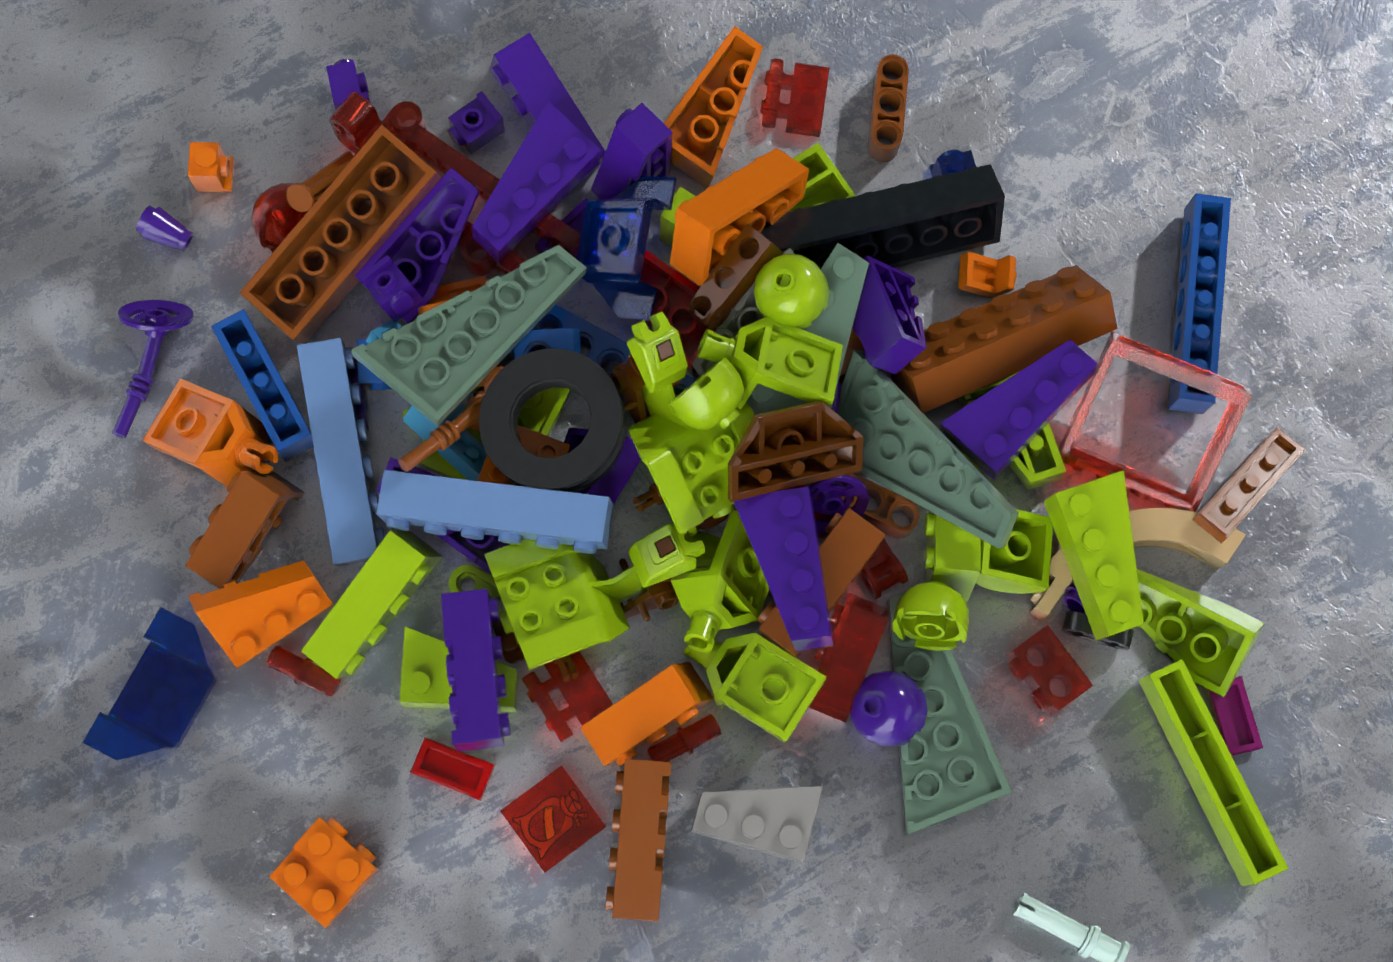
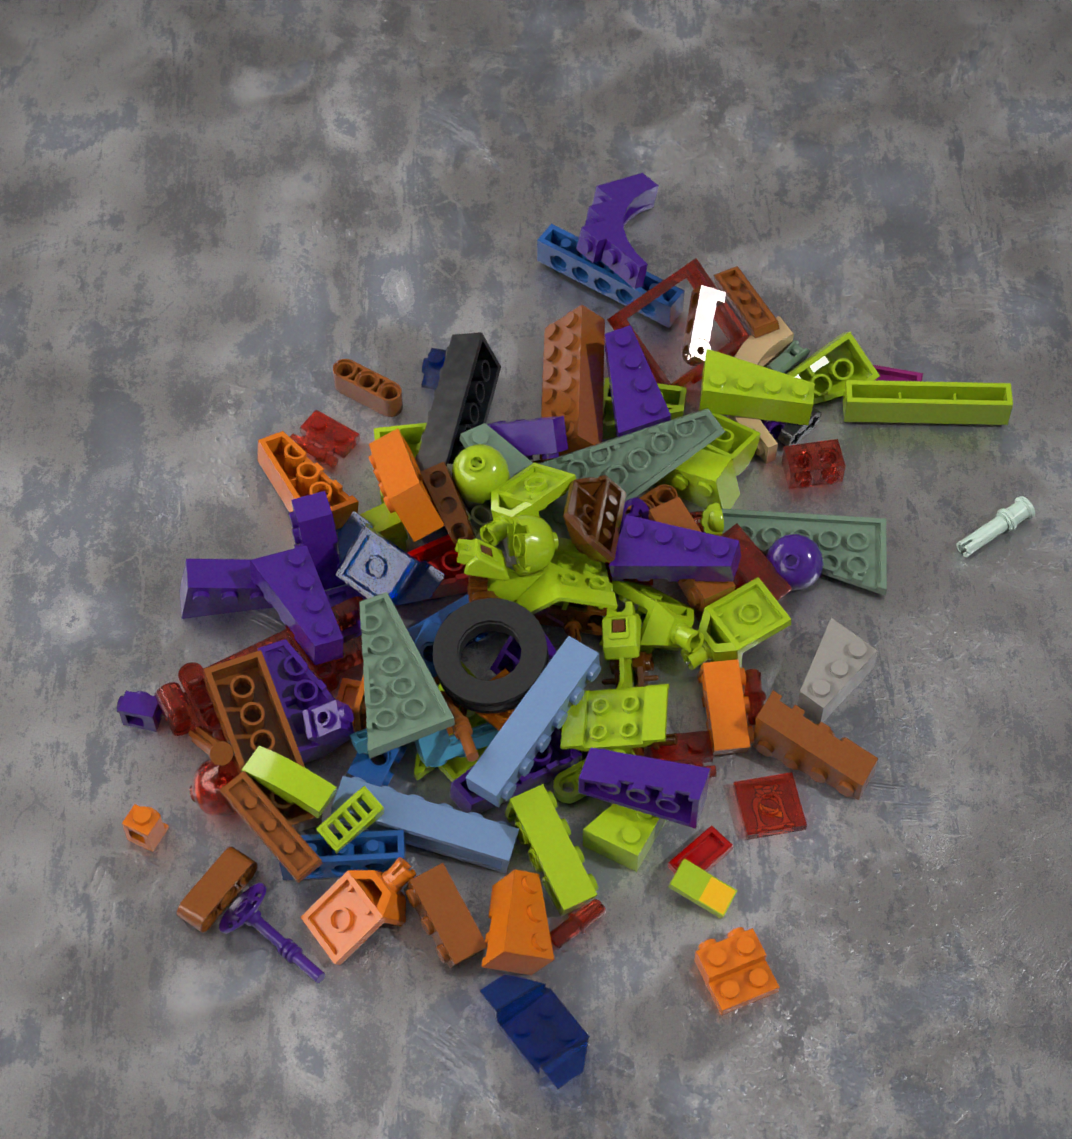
camera: 55 degrees left, 20 degrees down
(163, 229) = (172, 881): dark purple cone -> none
(174, 278) = (217, 889): none -> dark orange beam
(243, 294) = (271, 827): none -> dark orange tile
(299, 285) = (290, 781): none -> lime slope
(312, 385) = (343, 811): none -> lime slope
(406, 790) = (702, 888): none -> lime tile
(479, 134) = (220, 636): dark purple brick -> none
(890, 588) = (713, 519): none -> lime piece
(932, 616) = (746, 503): lime cylinder -> none
(987, 275) = (522, 381): orange bracket -> none
(1164, 445) = (700, 323): none -> leg
(1188, 571) = (786, 361): none -> sand green bar
(1307, 260) = (604, 232): none -> dark purple arch

